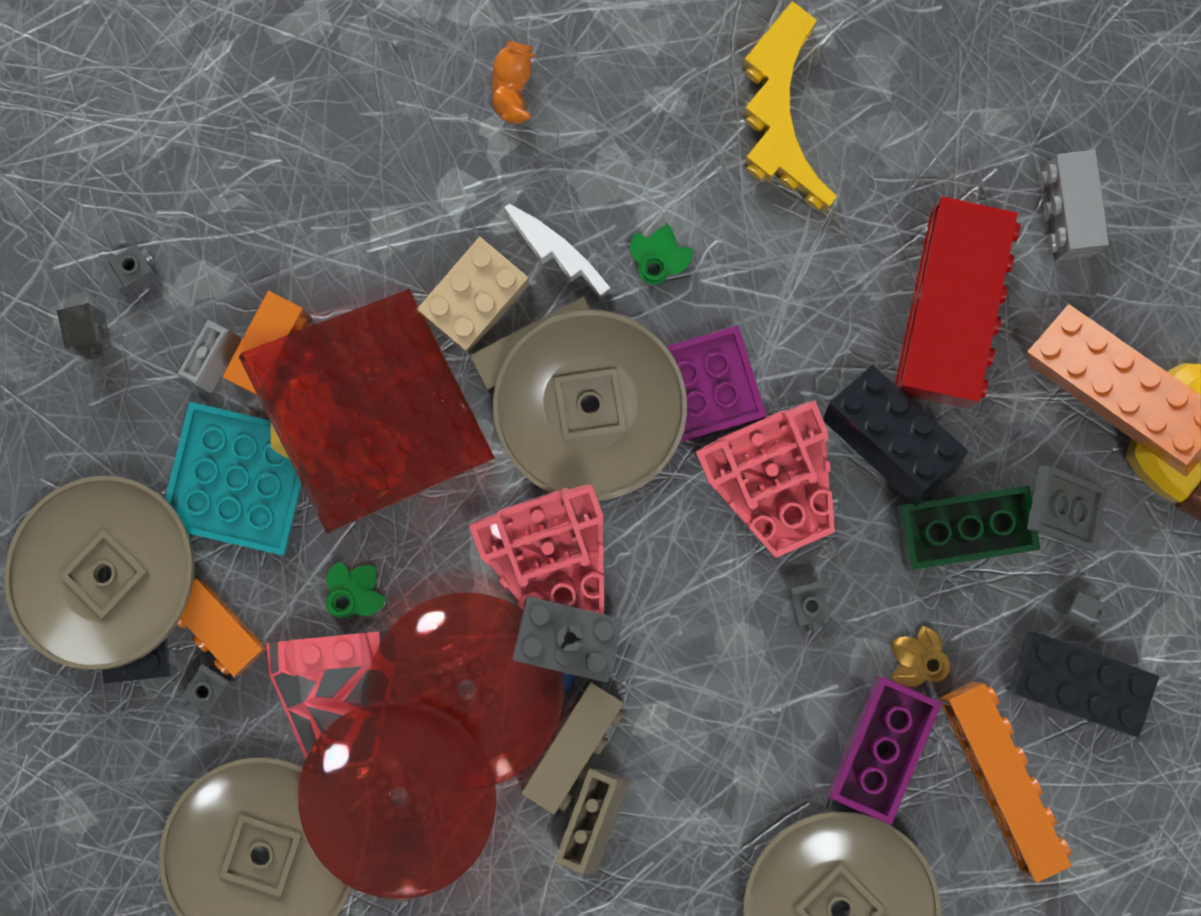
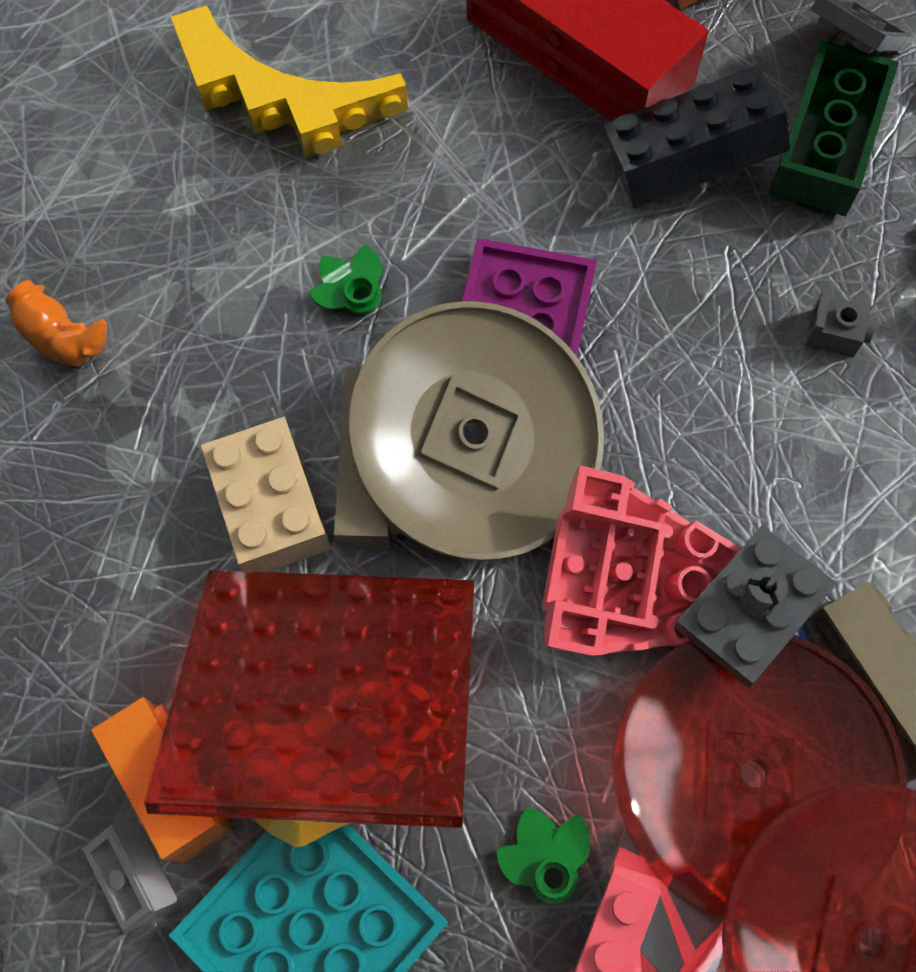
camera: 55 degrees left, 15 degrees down
(549, 244) = (258, 385): white slope -> none
(776, 477) = (673, 280): coral wedge -> none

